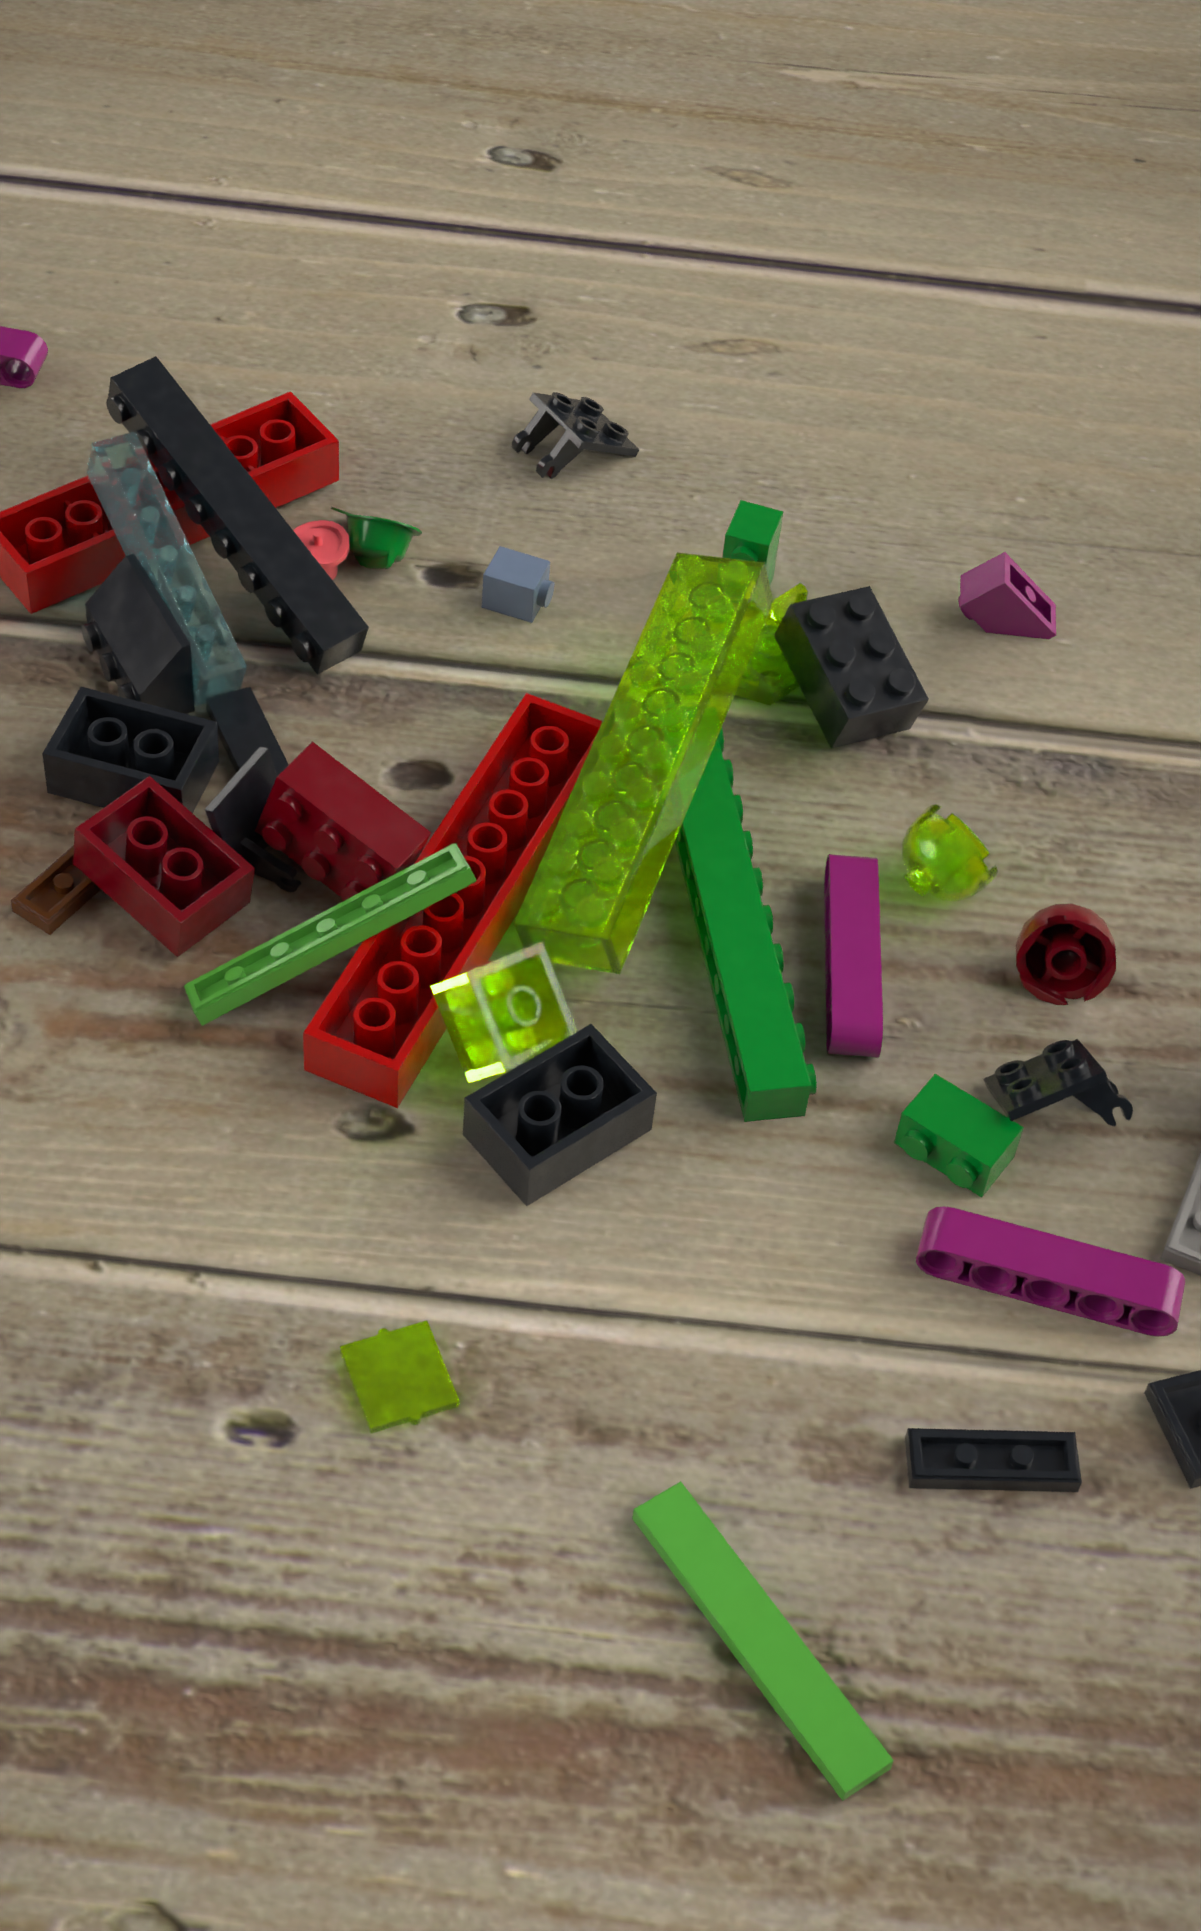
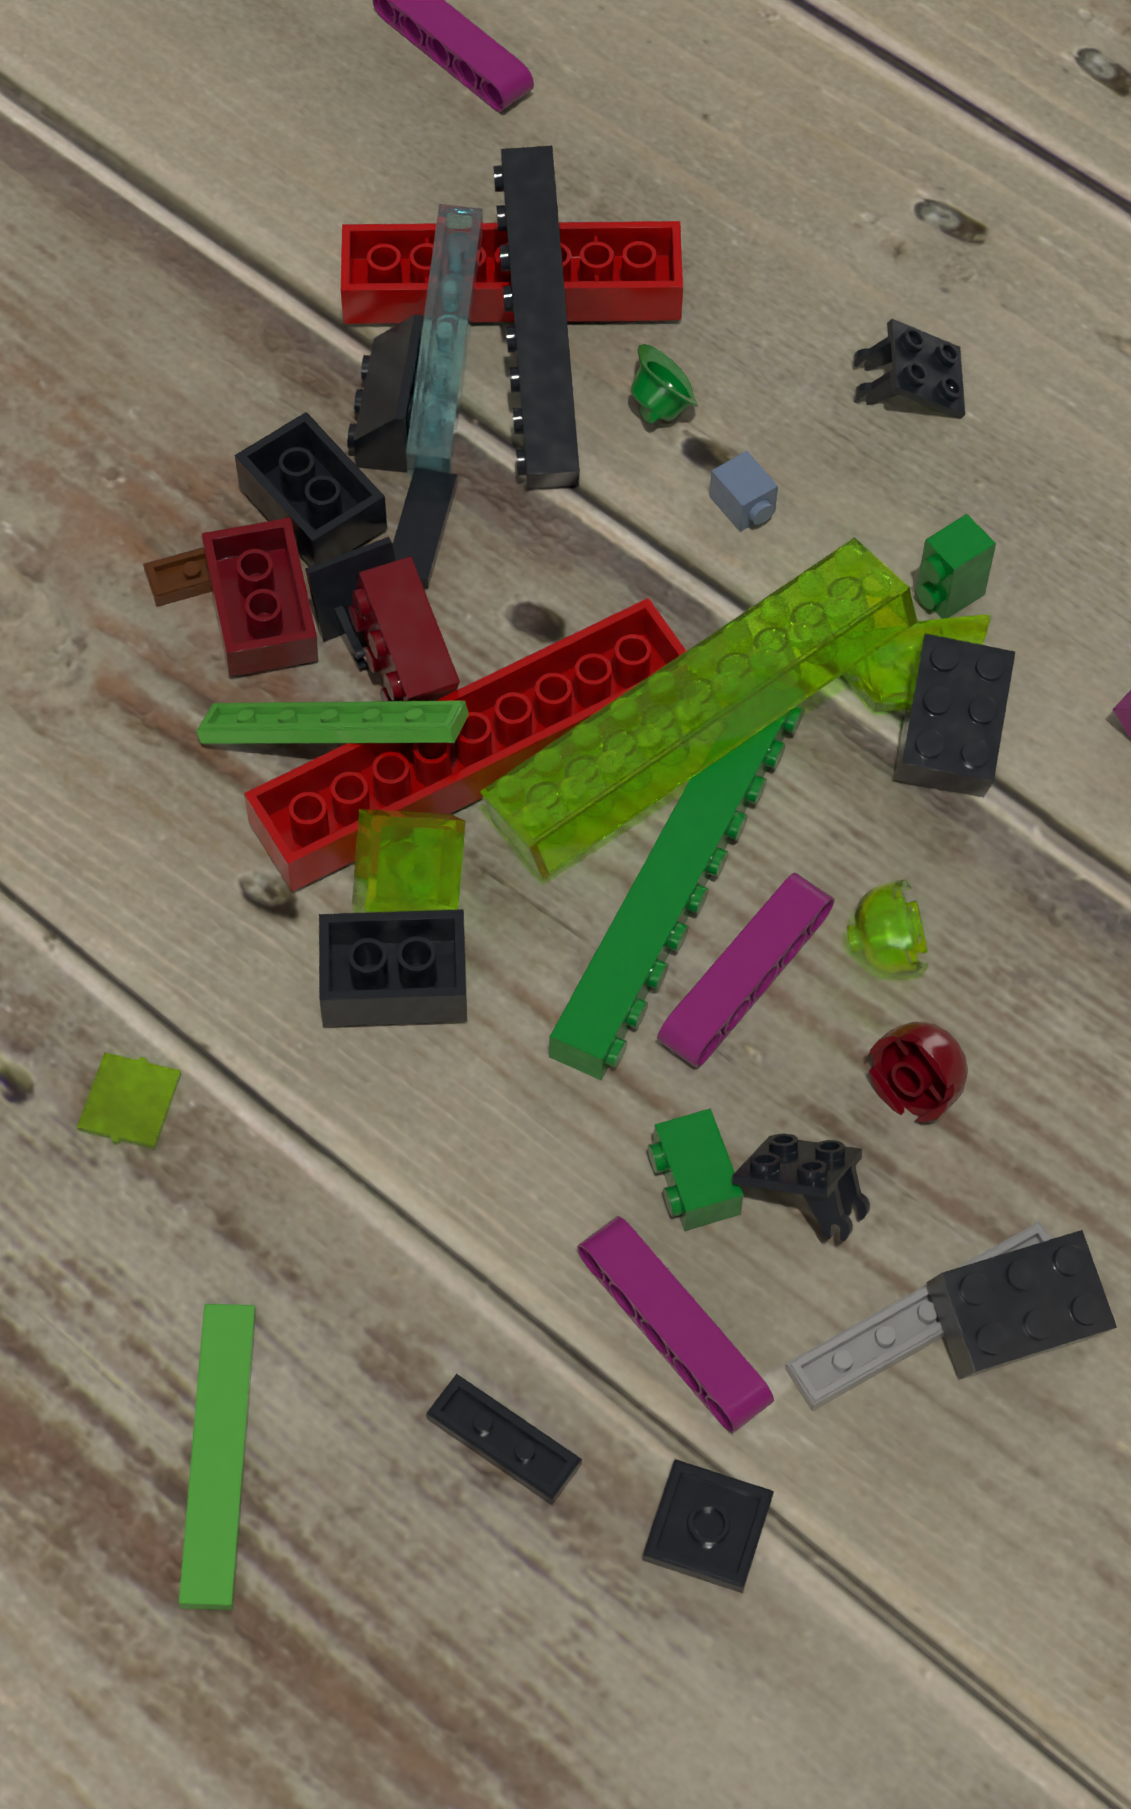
camera: 40 degrees right, 10 degrees up
(326, 542) = (602, 377): coral piece -> none

